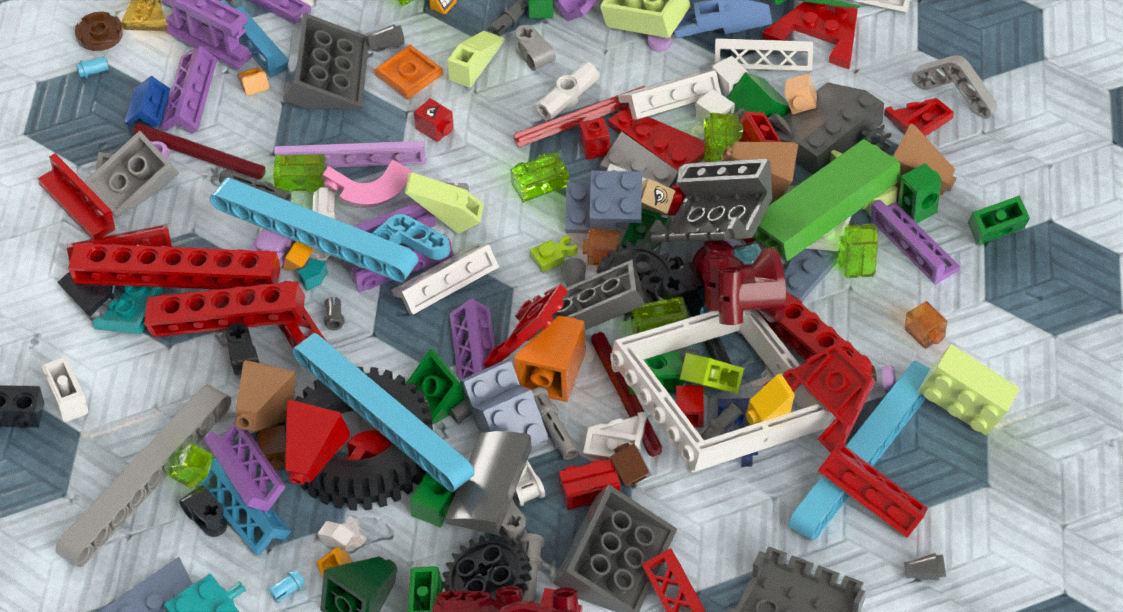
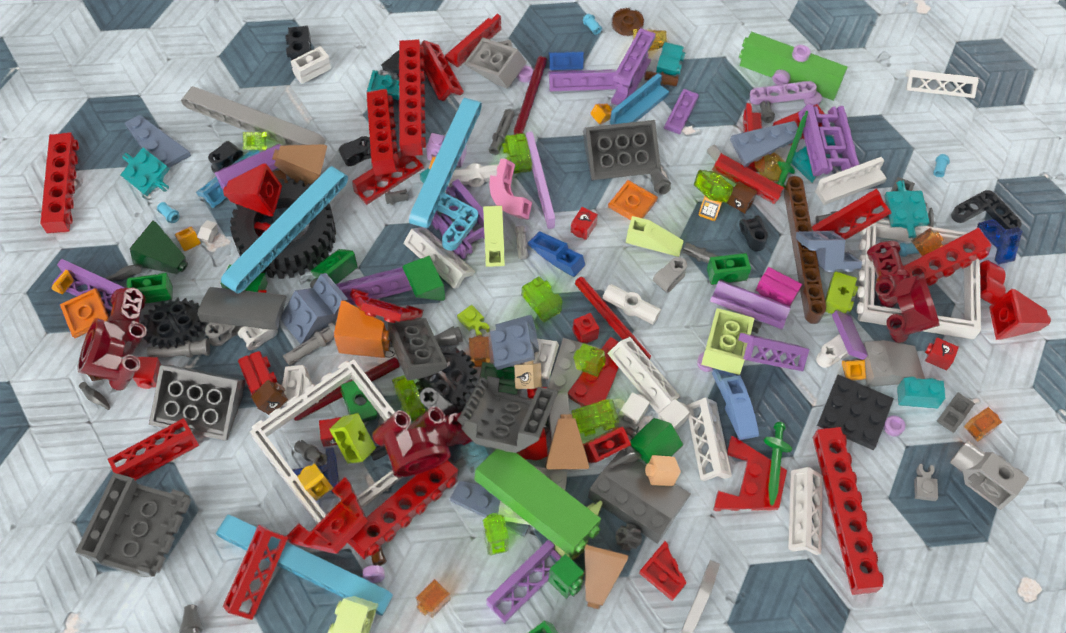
camera: 75 degrees right, 10 degrees up
(472, 153) = (557, 253): none -> blue slope
(487, 279) = (424, 279): none -> green slope
(644, 134) = (589, 359): none -> clear neon green brick

